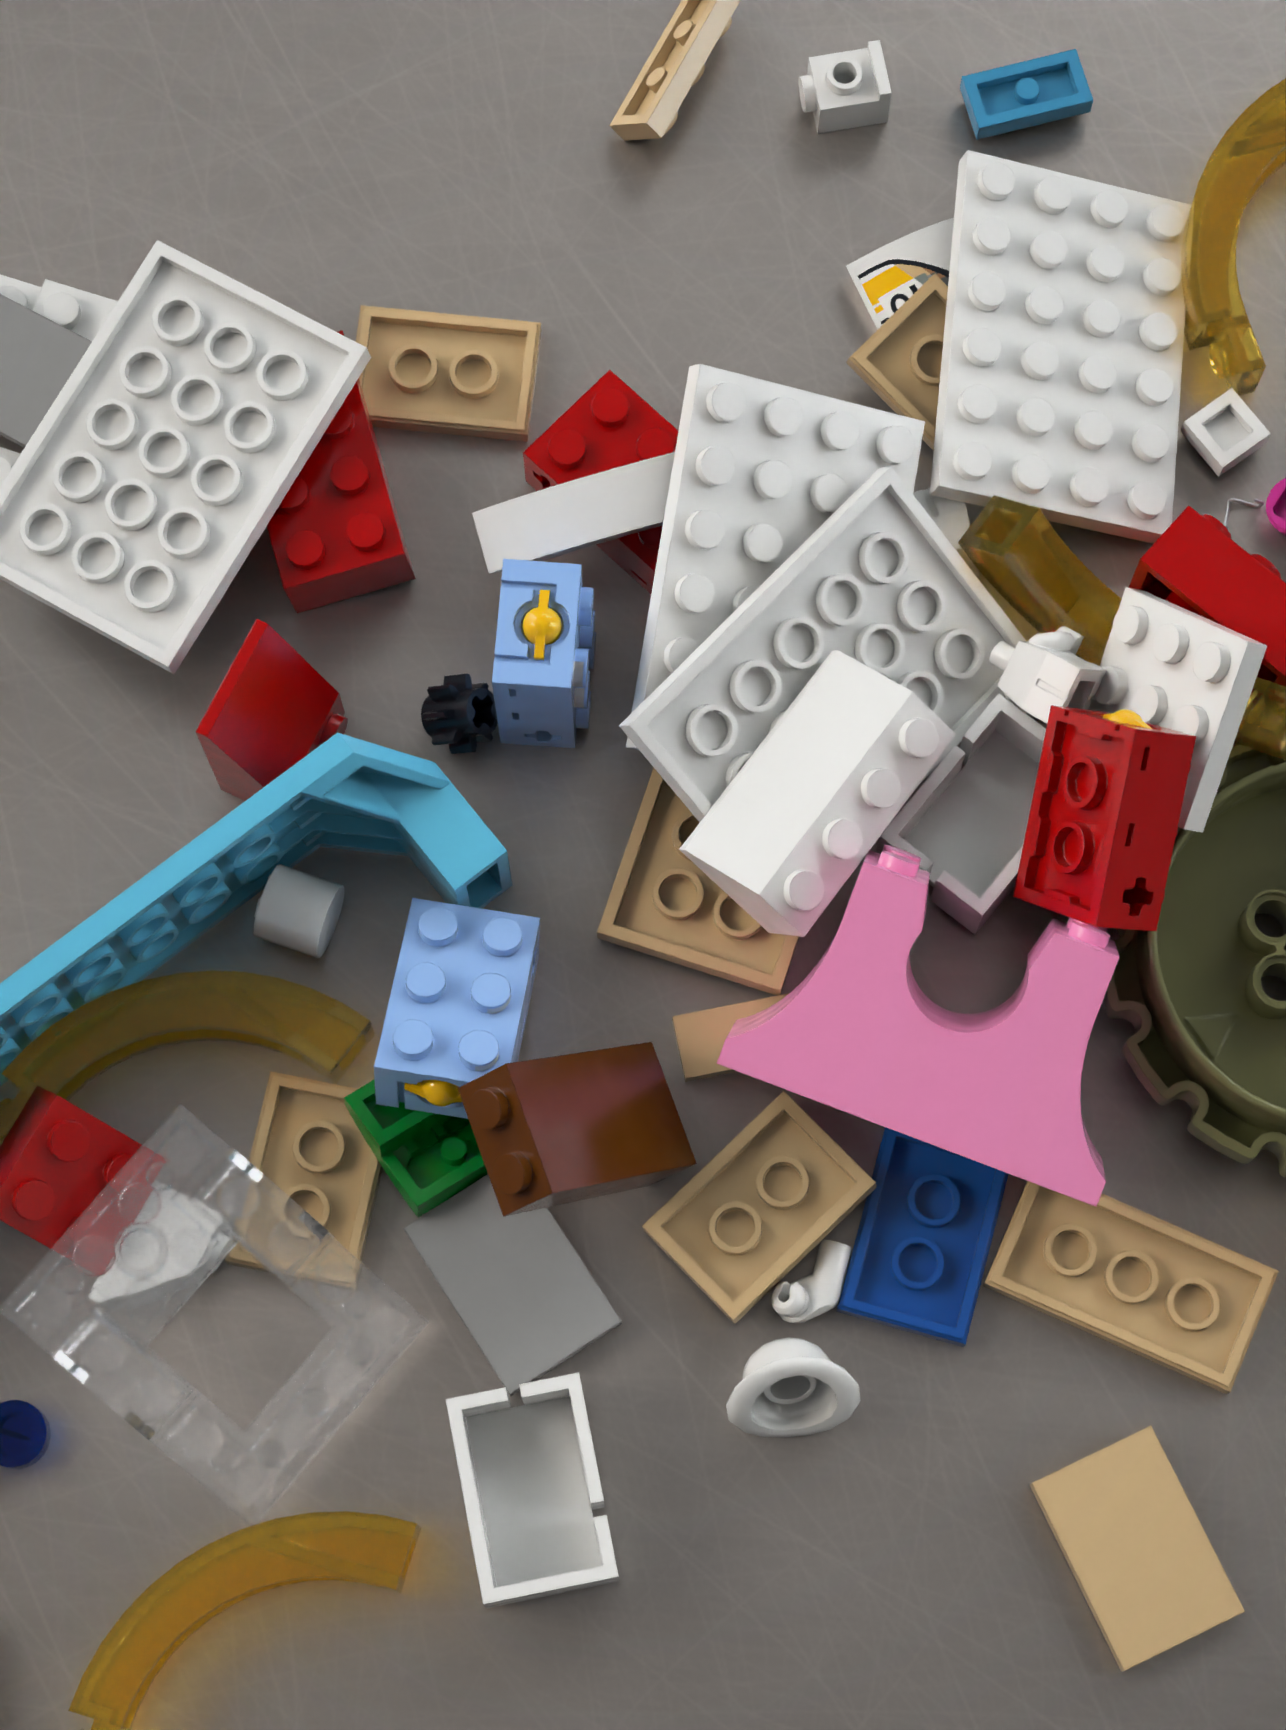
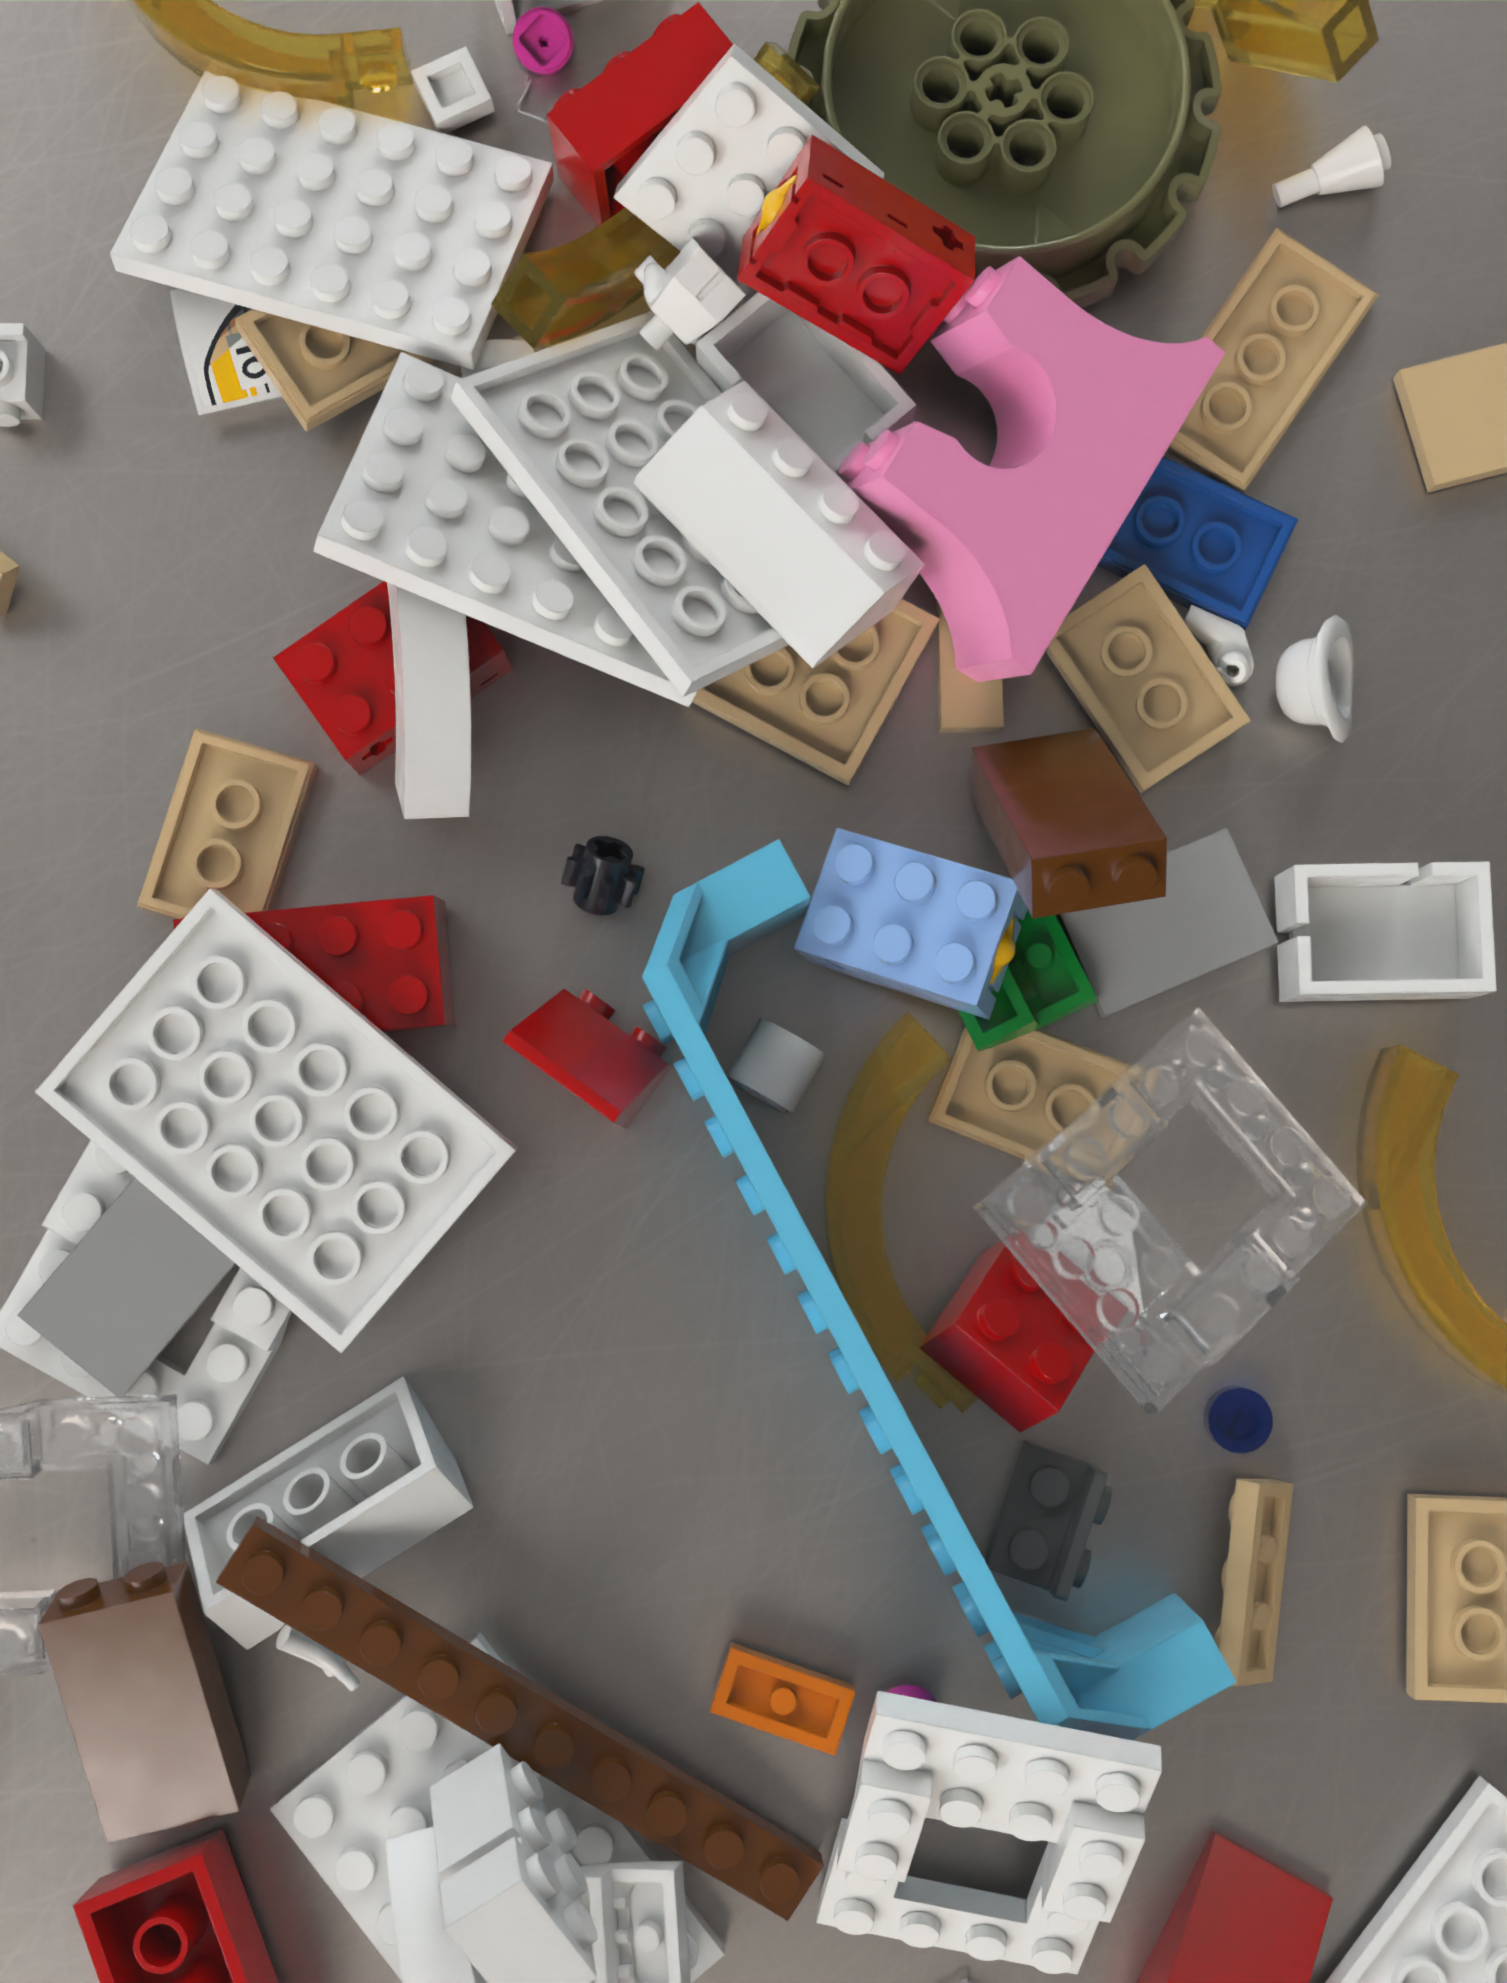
camera: 80 degrees left, 10 degrees up
(543, 653) = (569, 770): light blue piece -> none
(1026, 94) = (48, 201): dark azure plate -> none

